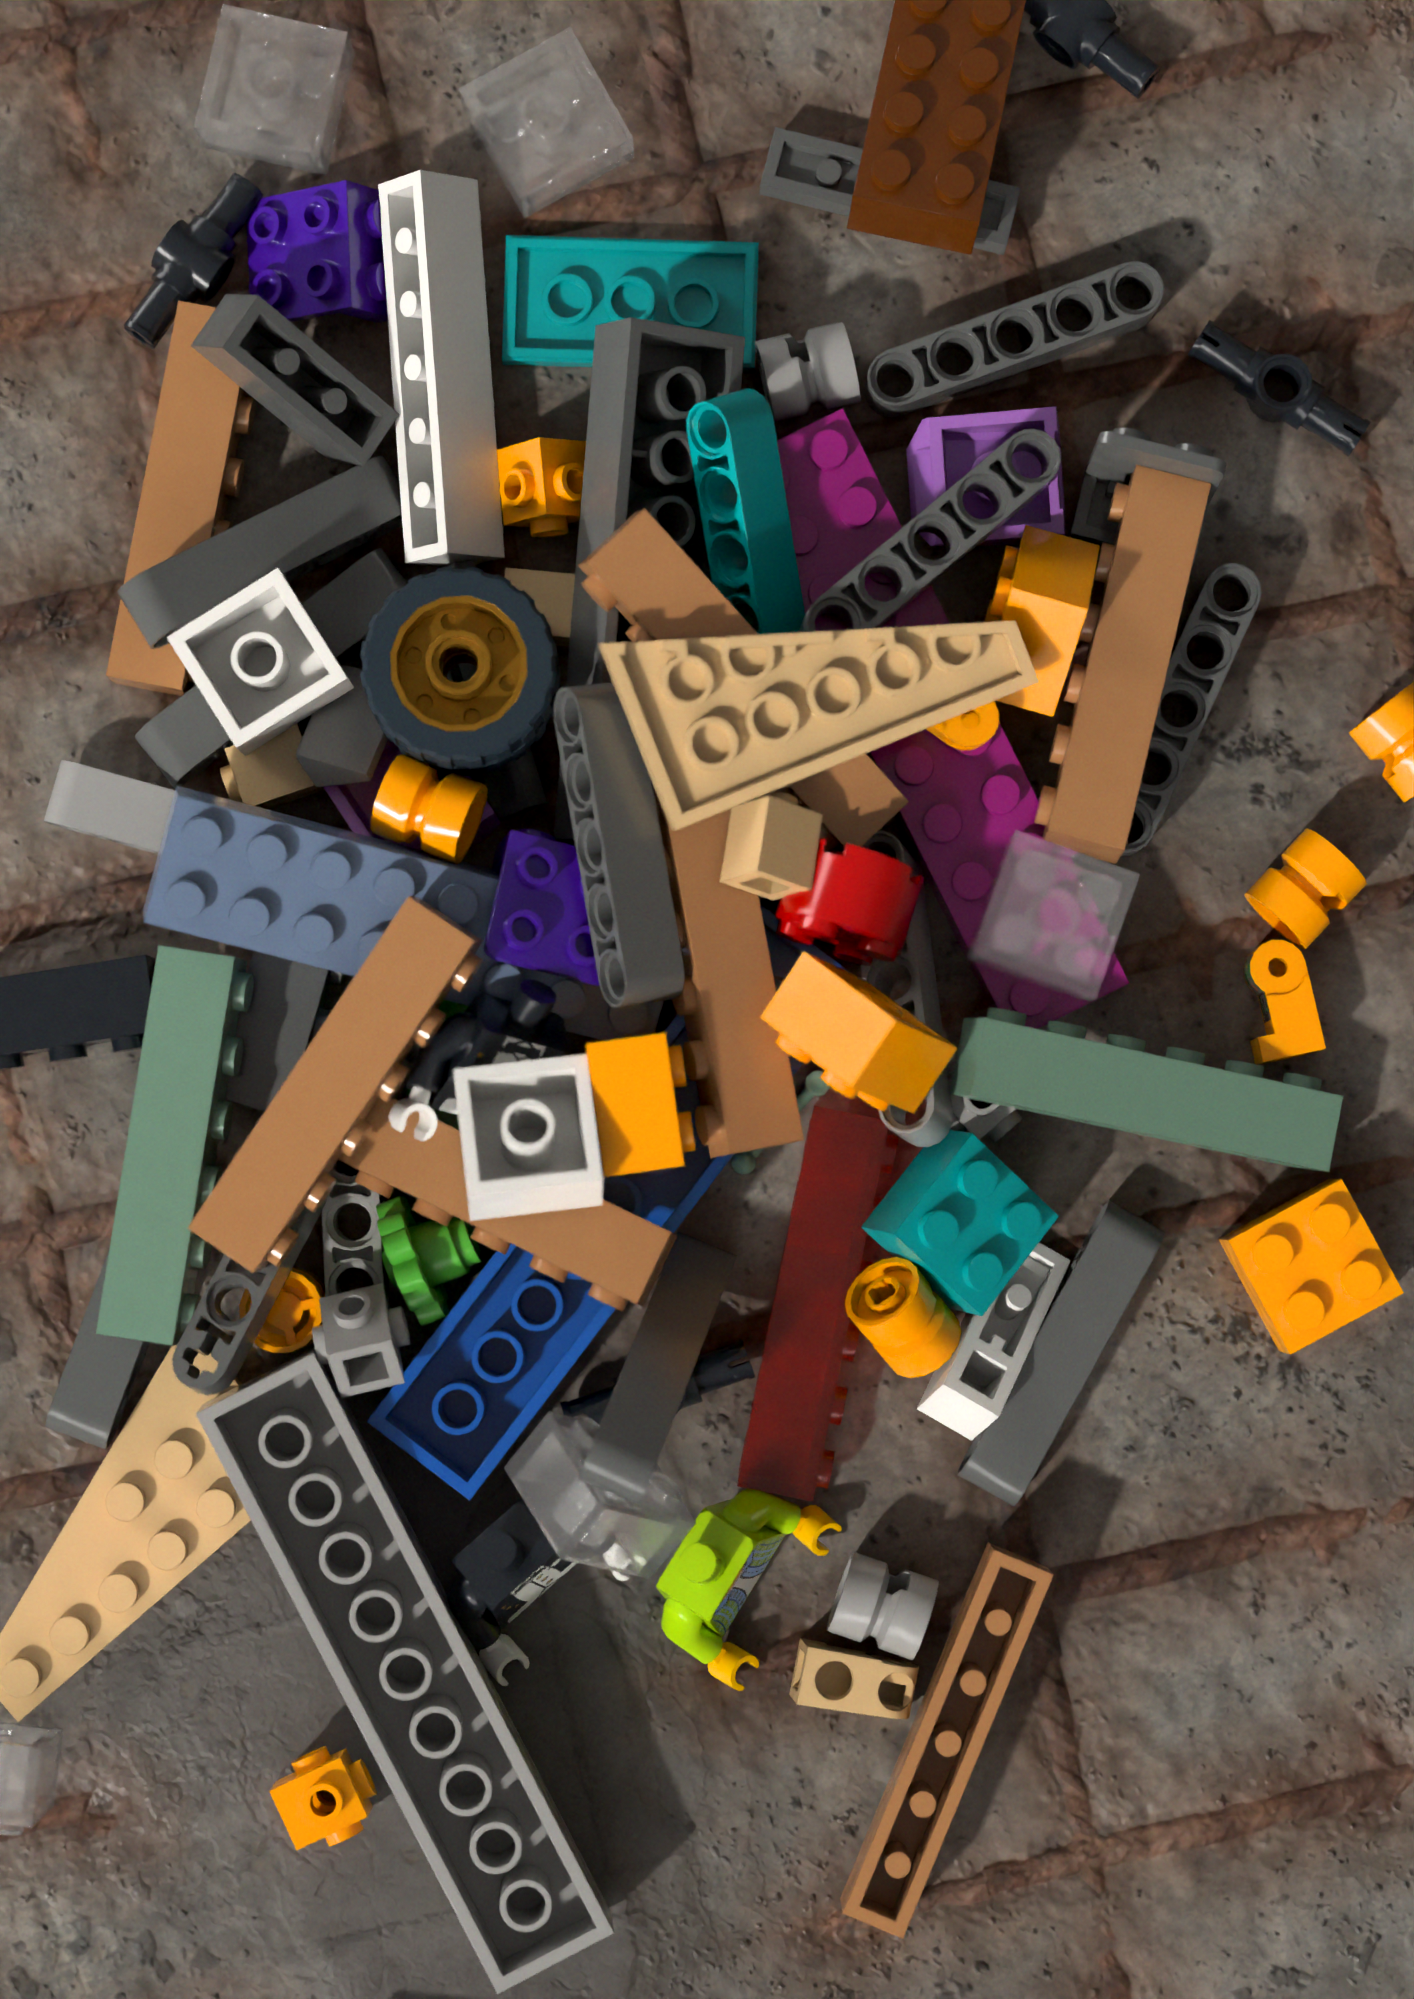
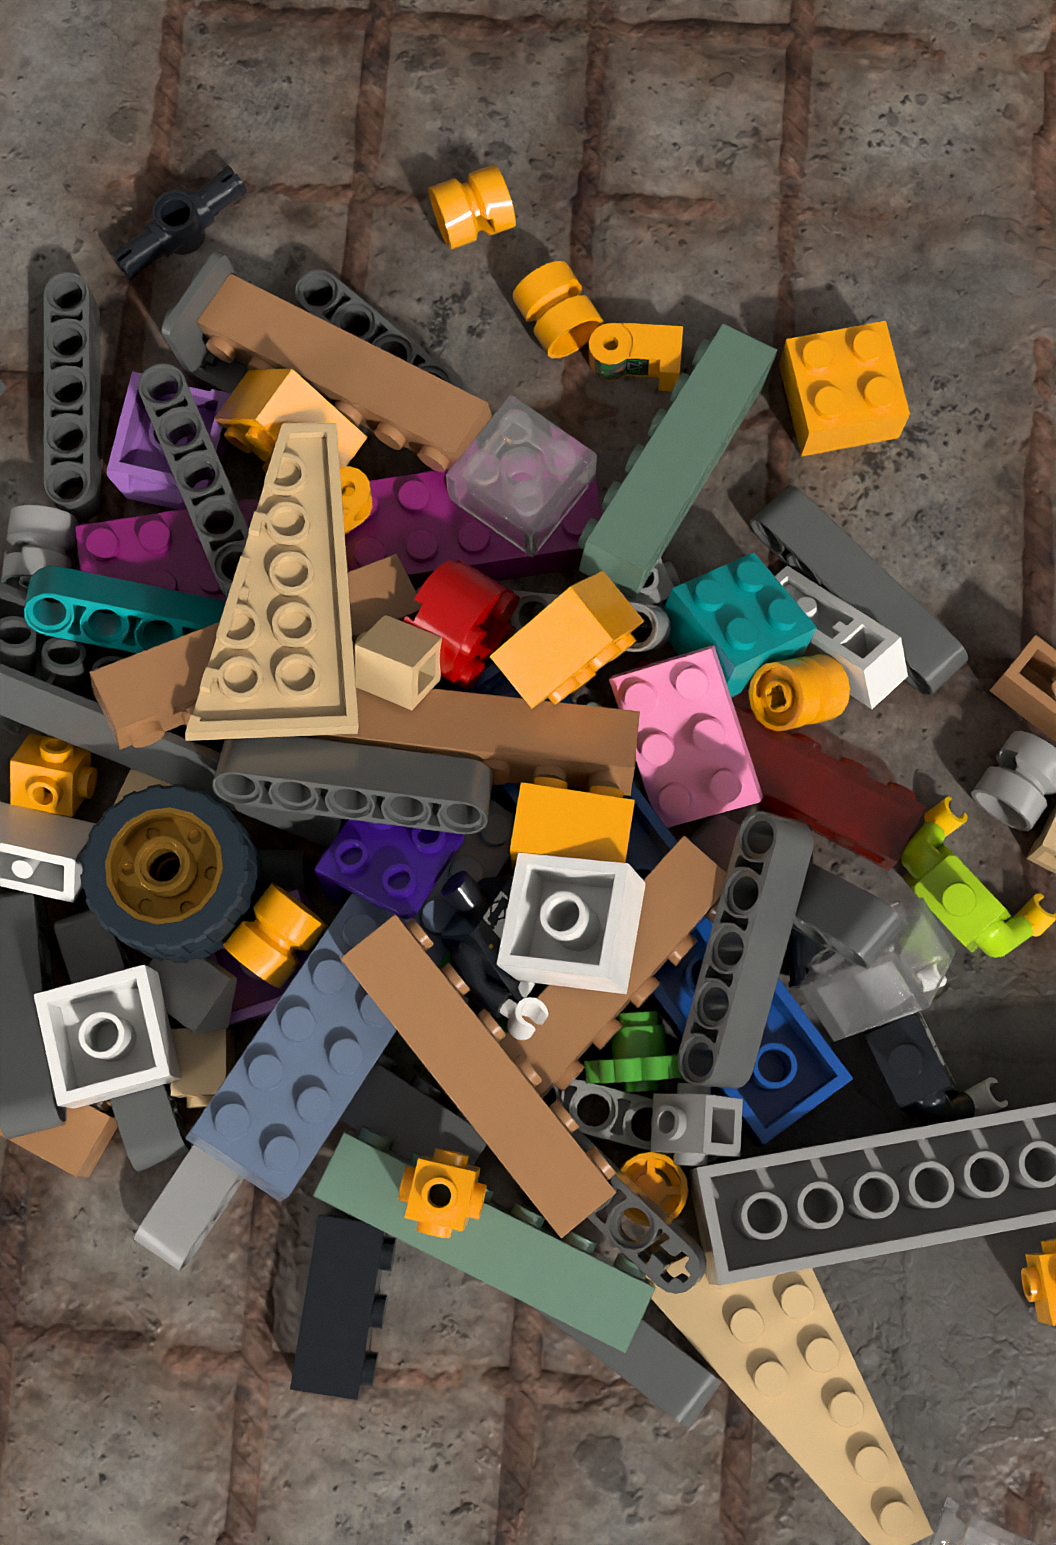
camera: 70 degrees left, 10 degrees down
(221, 1092) = (449, 1169): none -> light orange brick
(563, 1338) = (745, 950): none -> dark grey beam
(805, 1202) = (688, 737): none -> bright pink plate

